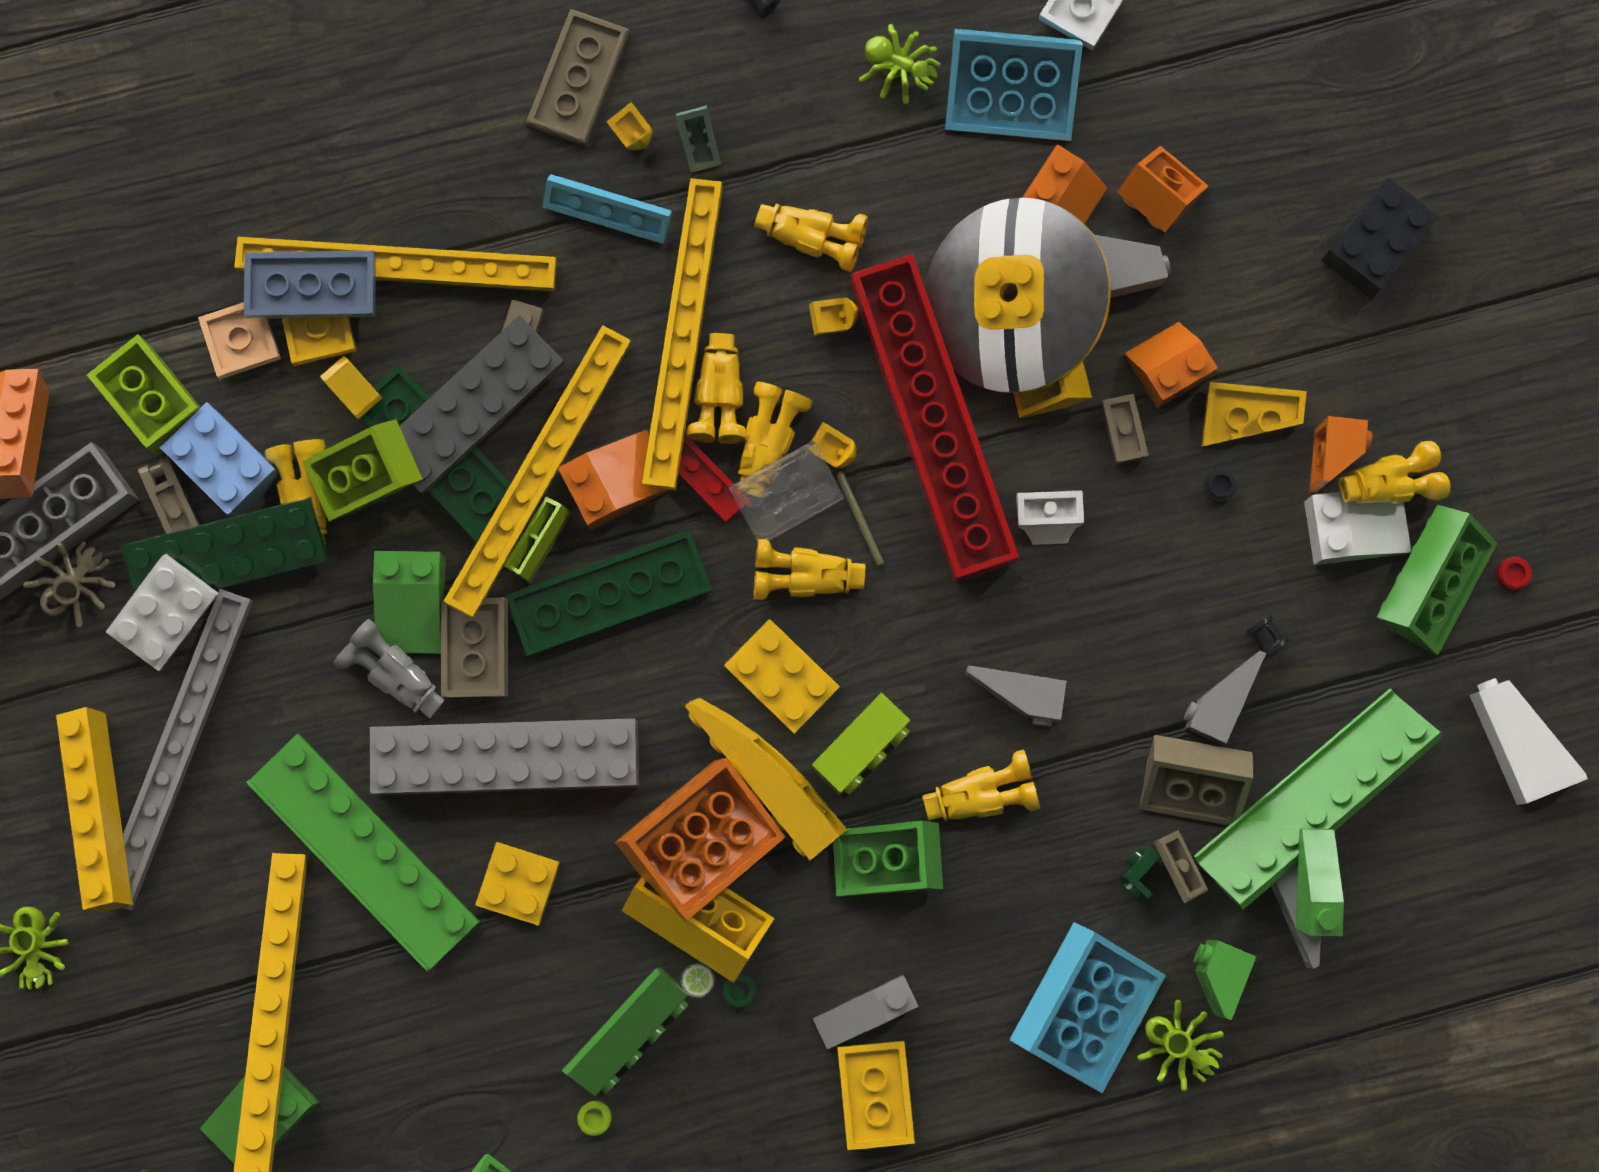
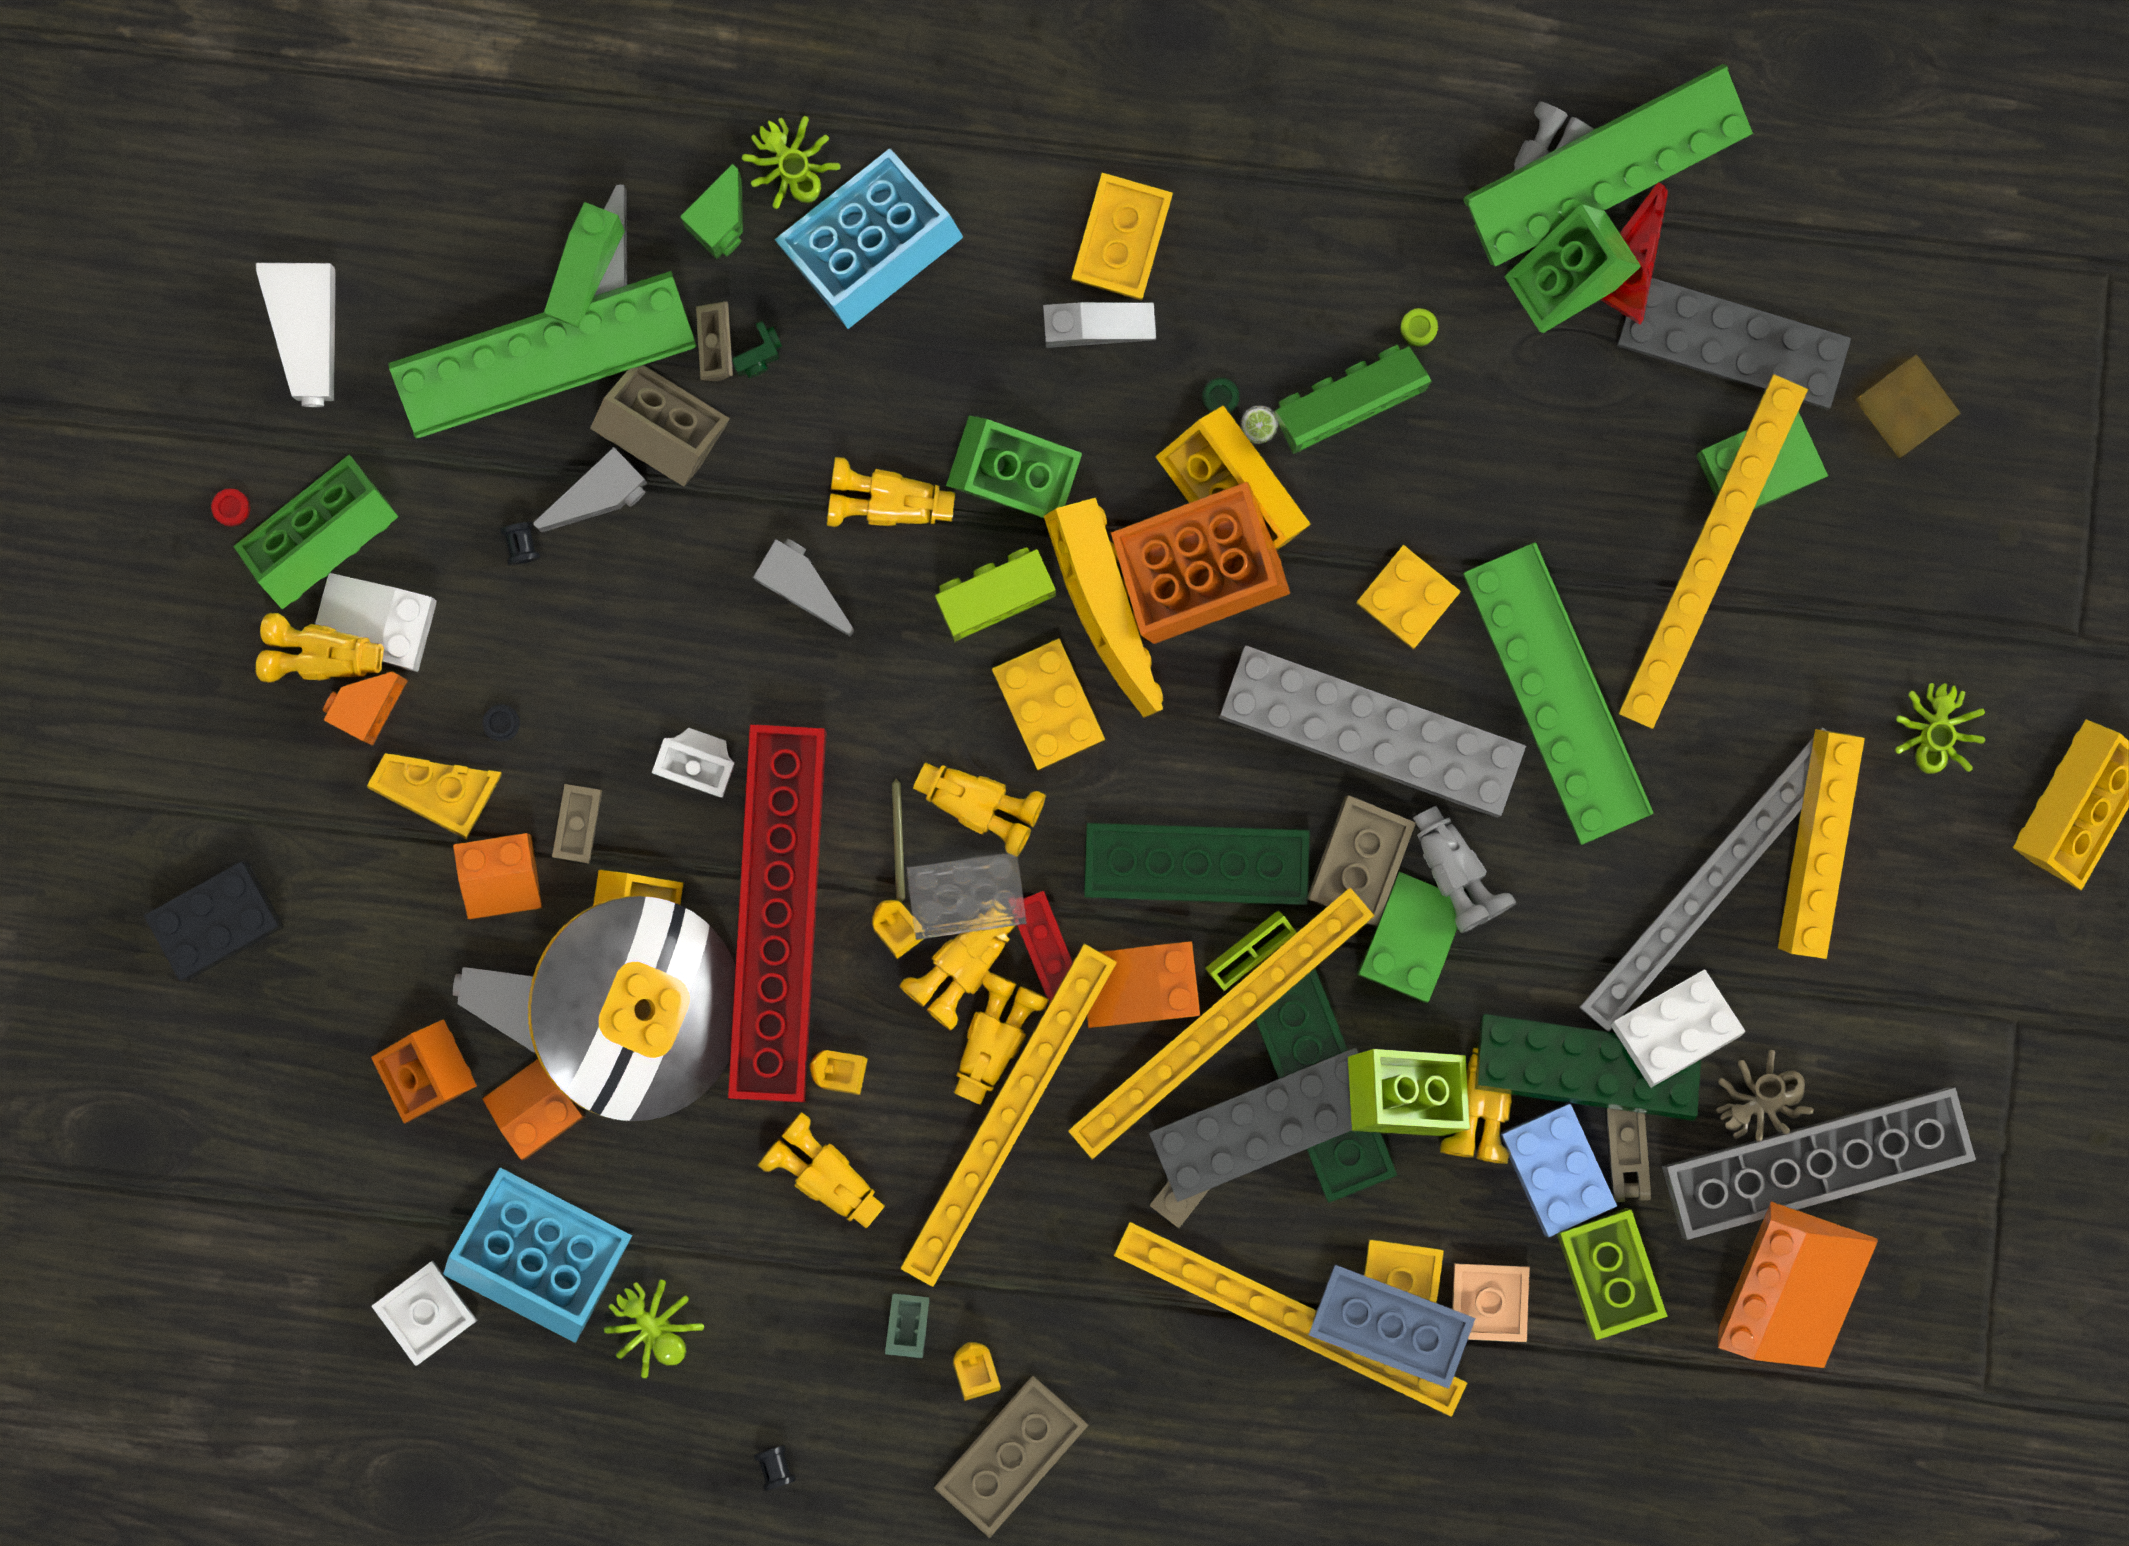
camera: 165 degrees left, 5 degrees up
(351, 387) = (1389, 1197): yellow slope -> none
(606, 208) = (1037, 1289): medium azure plate -> none

